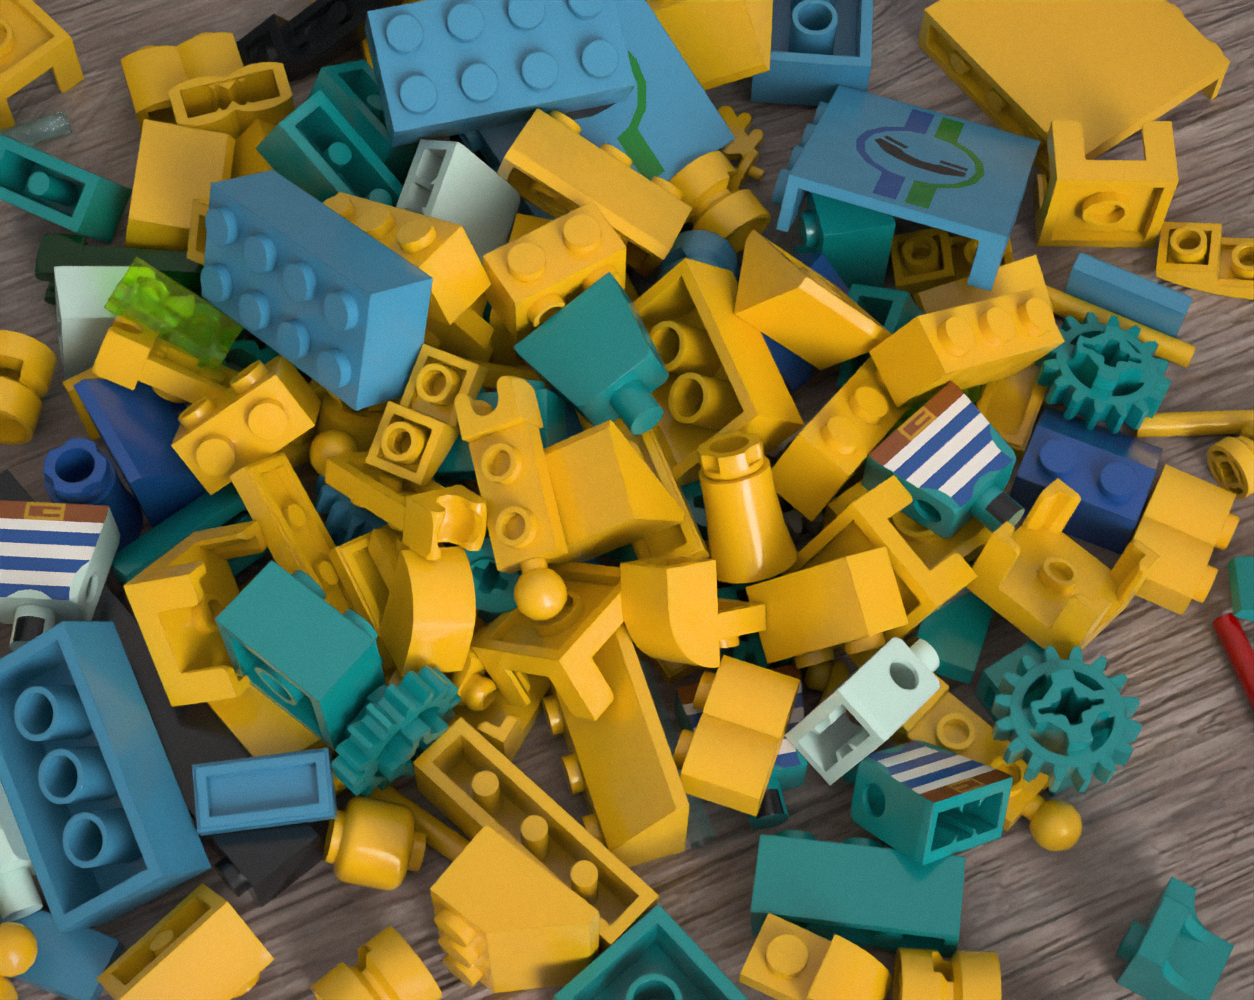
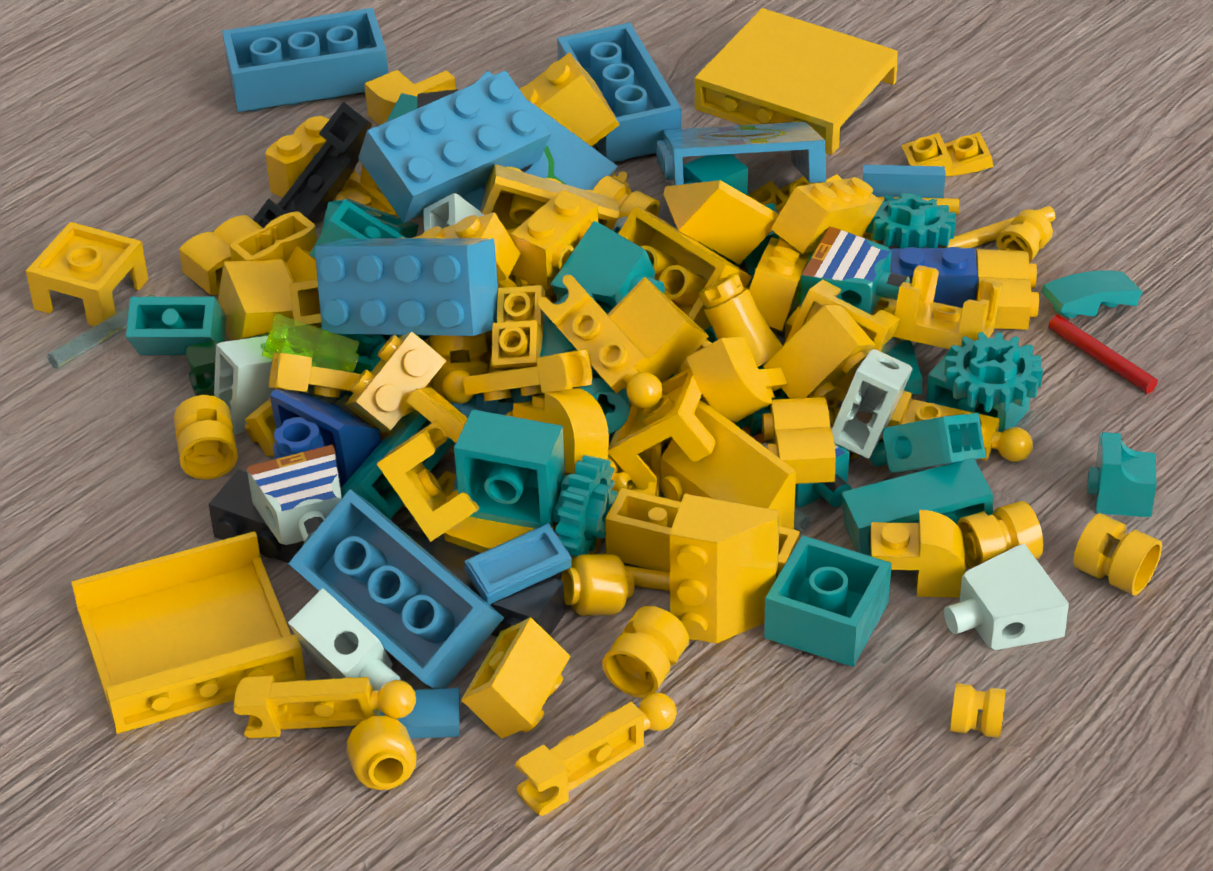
camera: 20 degrees left, 20 degrees down
(1104, 199) = (863, 131): yellow panel -> none

